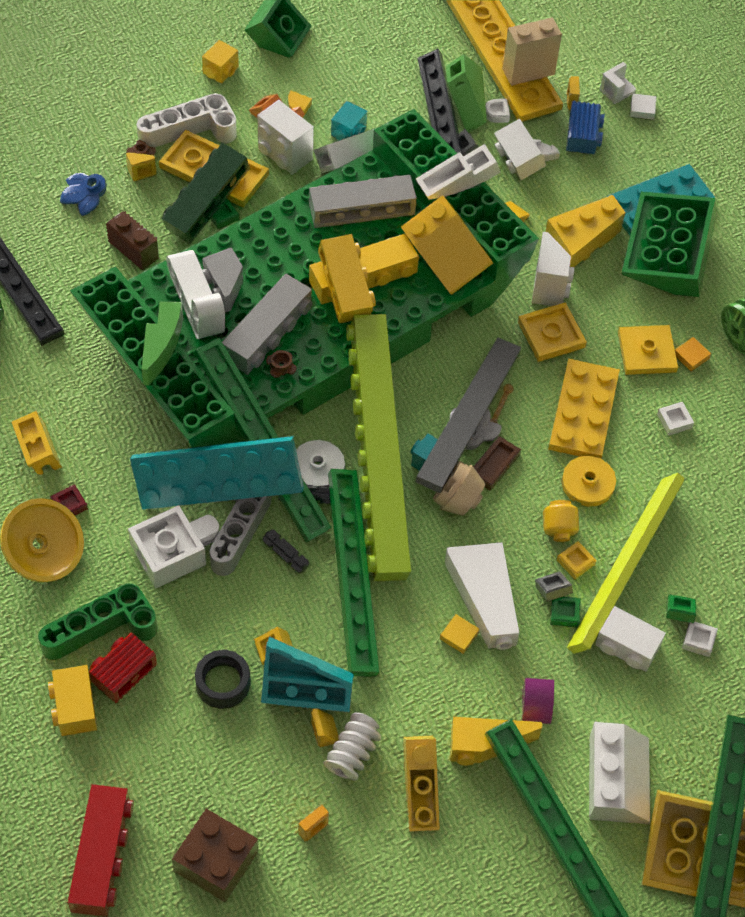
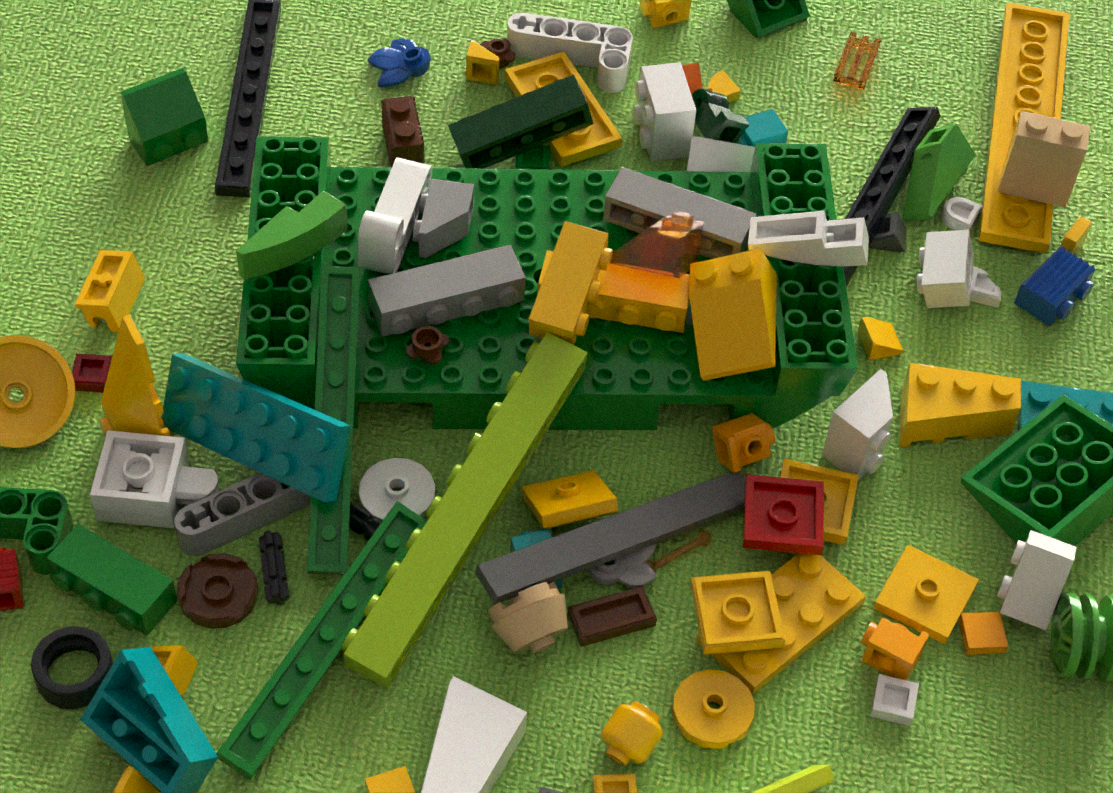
camera: 35 degrees right, 5 degrees down
(127, 494) = (129, 391): none -> yellow wedge
(200, 616) = (111, 580): none -> green brick
(263, 584) = (217, 591): none -> reddish brown tile
(325, 129) = (715, 117): none -> dark green leg
(371, 37) = (862, 45): none -> clear orange tile
(375, 224) = (663, 247): none -> clear orange slope
(424, 408) = (569, 499): none -> yellow plate
(489, 319) = (742, 441): none -> light orange brick
(547, 348) = (783, 514): none -> red plate
(566, 418) = (737, 612): none -> yellow plate
(656, 390) = (892, 648): none -> light orange brick
(704, 306) = (1037, 579): none -> white brick

